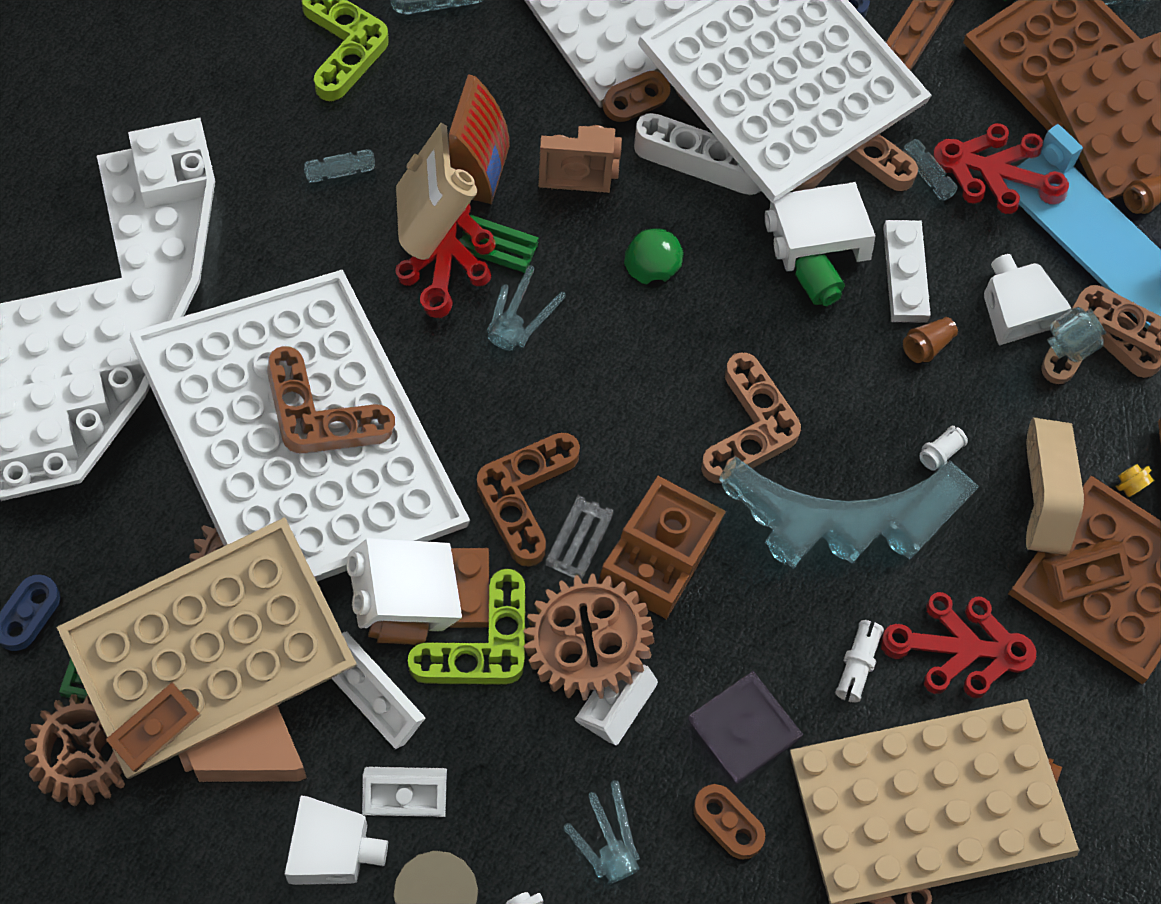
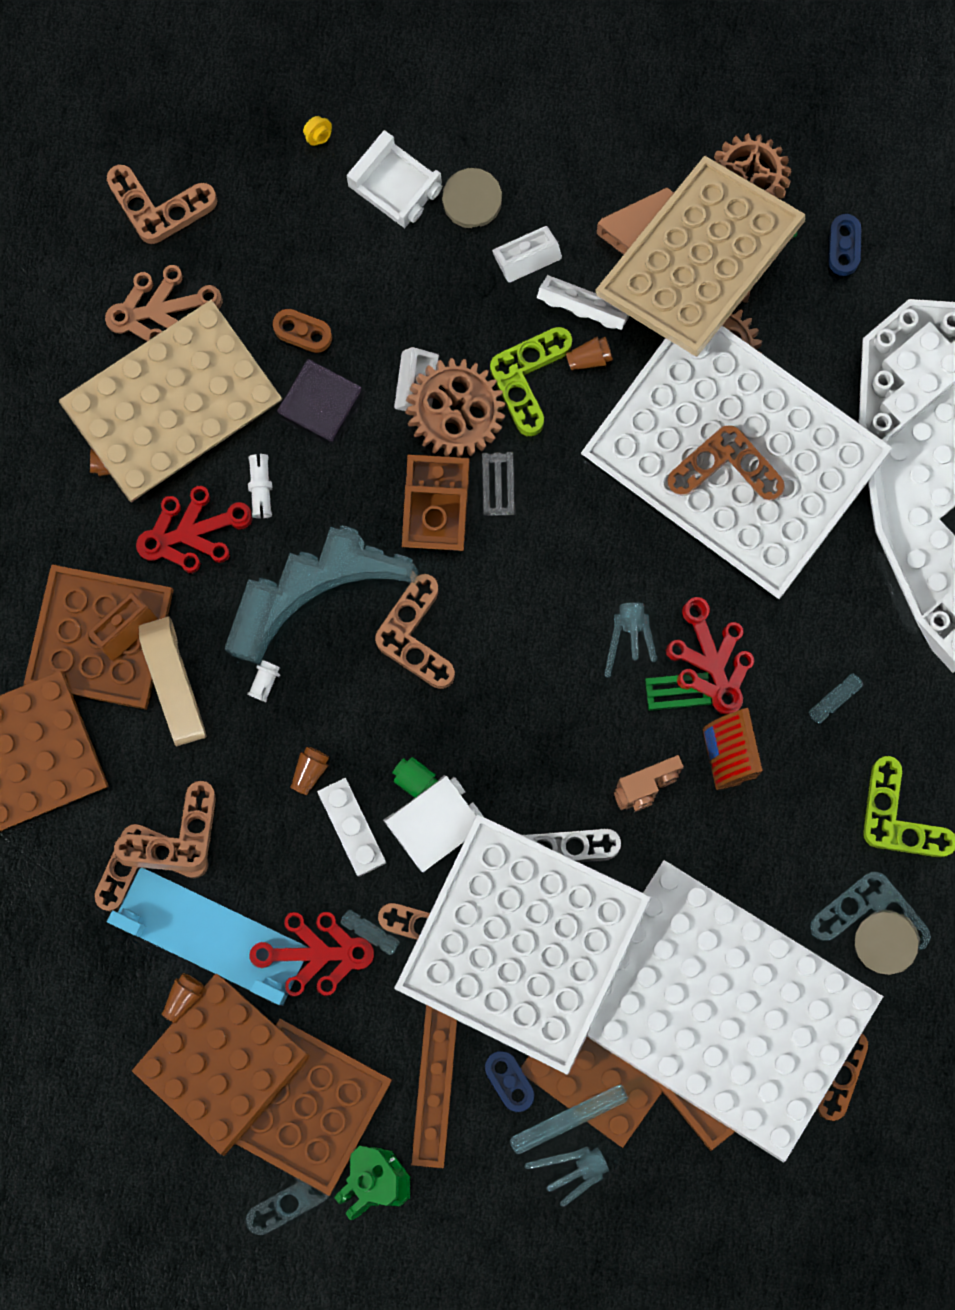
camera: 165 degrees right, 15 degrees up
(153, 727) = (702, 184): dark orange plate -> none
(330, 845) = (555, 191): white torso -> none
(404, 583) = (597, 372): white panel -> none
(431, 196) = (739, 667): tan door -> none
(472, 581) = (557, 410): dark orange plate -> none
(515, 482) = (564, 503): dark orange beam -> none
(616, 860) = (367, 271): clear light blue plant -> none
(634, 97) = (632, 871): dark orange plate -> none
(653, 256) = (553, 740): green hair -> none
(1021, 300) = (250, 838): white torso -> none
(1076, 334) = (195, 810): clear light blue head -> none
(1134, 479) = (110, 723): yellow plate -> none

